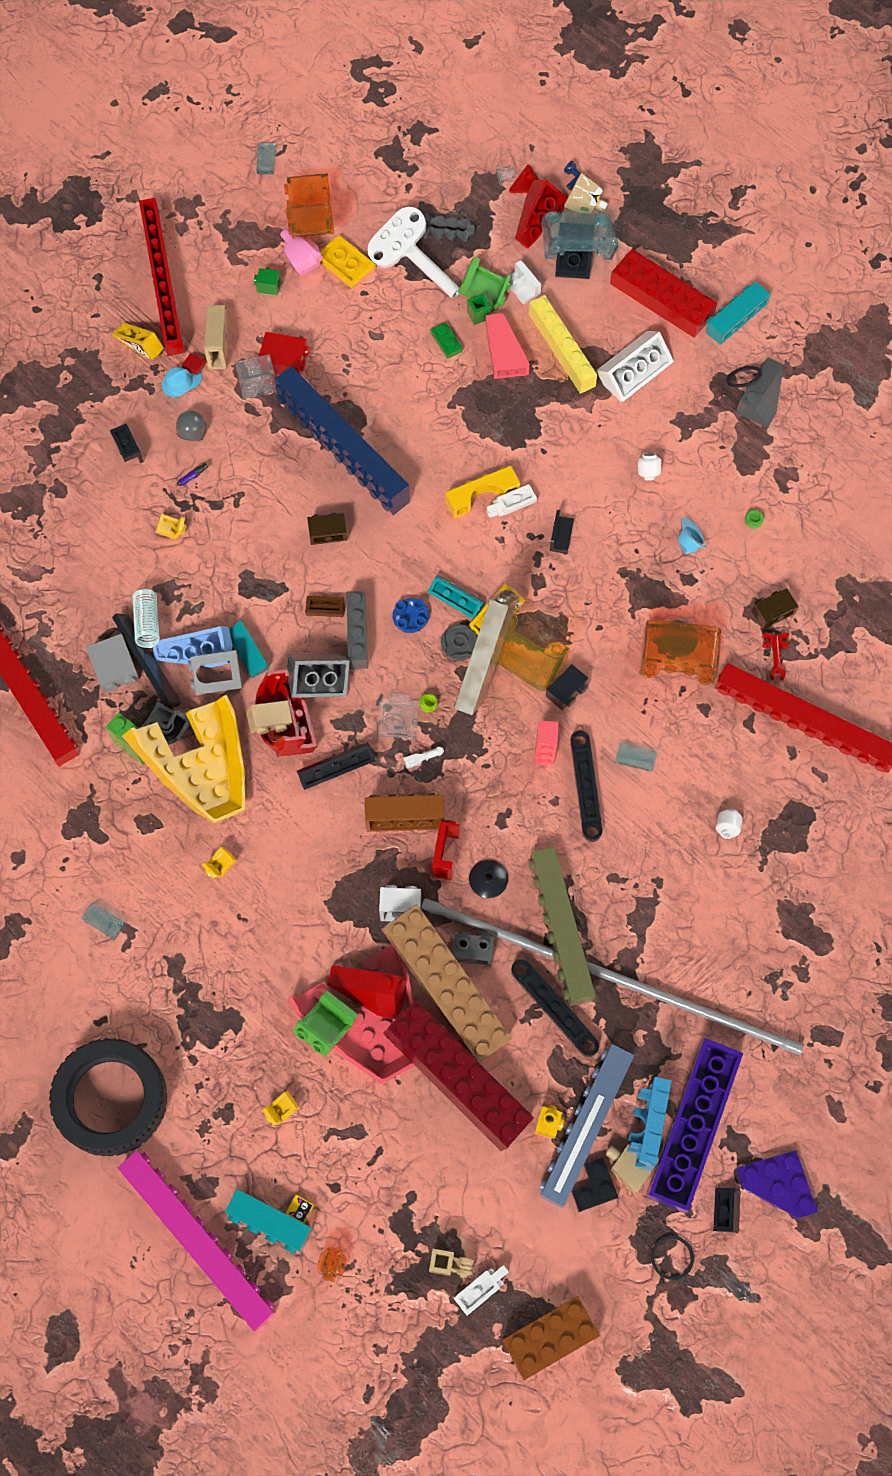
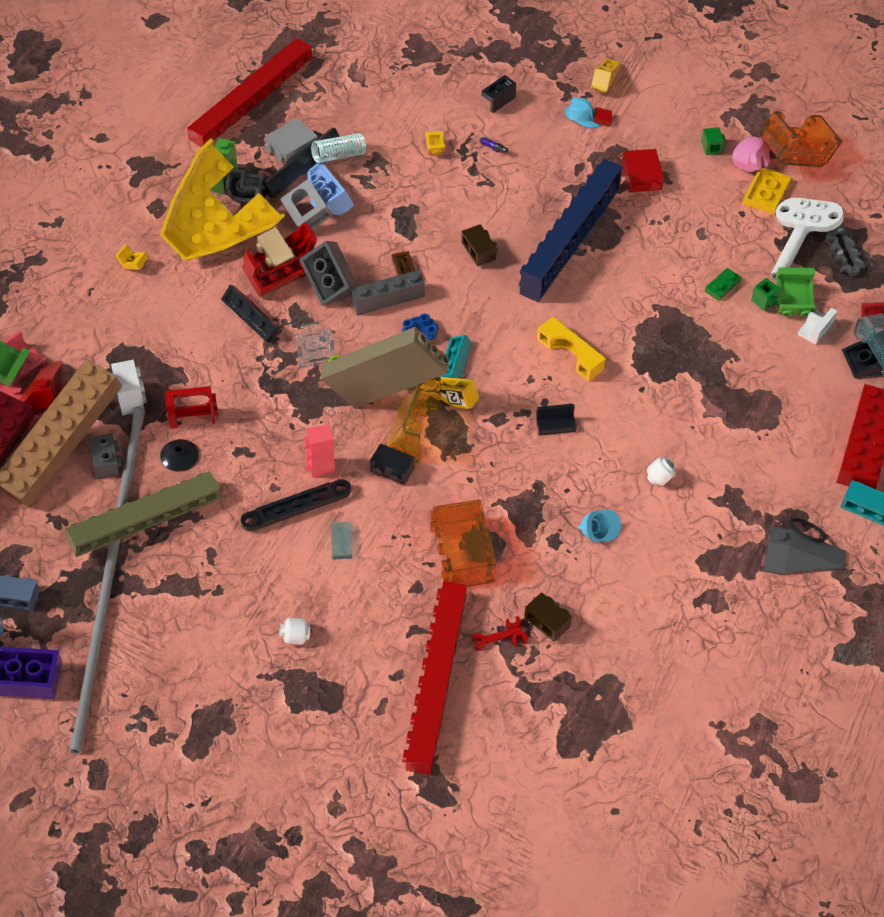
camera: 70 degrees right, 15 degrees down
(103, 921) = (60, 203): clear light blue tile -> none
(161, 277) = (675, 68): red brick -> none
(191, 426) = (538, 128): dark grey helmet -> none
(216, 337) = (634, 119): tan slope -> none
(247, 650) = (341, 225): teal slope -> none
(256, 376) = (605, 146): clear brick -> none
(266, 158) = (843, 108): clear light blue tile -> none
(404, 812) = (218, 368): dark orange brick -> none
(416, 759) = (278, 371): white piece -> none
(504, 349) = (735, 326): coral slope -> none
(512, 501) = (572, 374): white hinge -> none
(555, 1008) = (56, 541): black plate -> none
(562, 344) = (763, 370): light yellow brick -> none
(635, 365) = (772, 436): white slope -> none
(754, 519) = (648, 581): bright green tile -> none

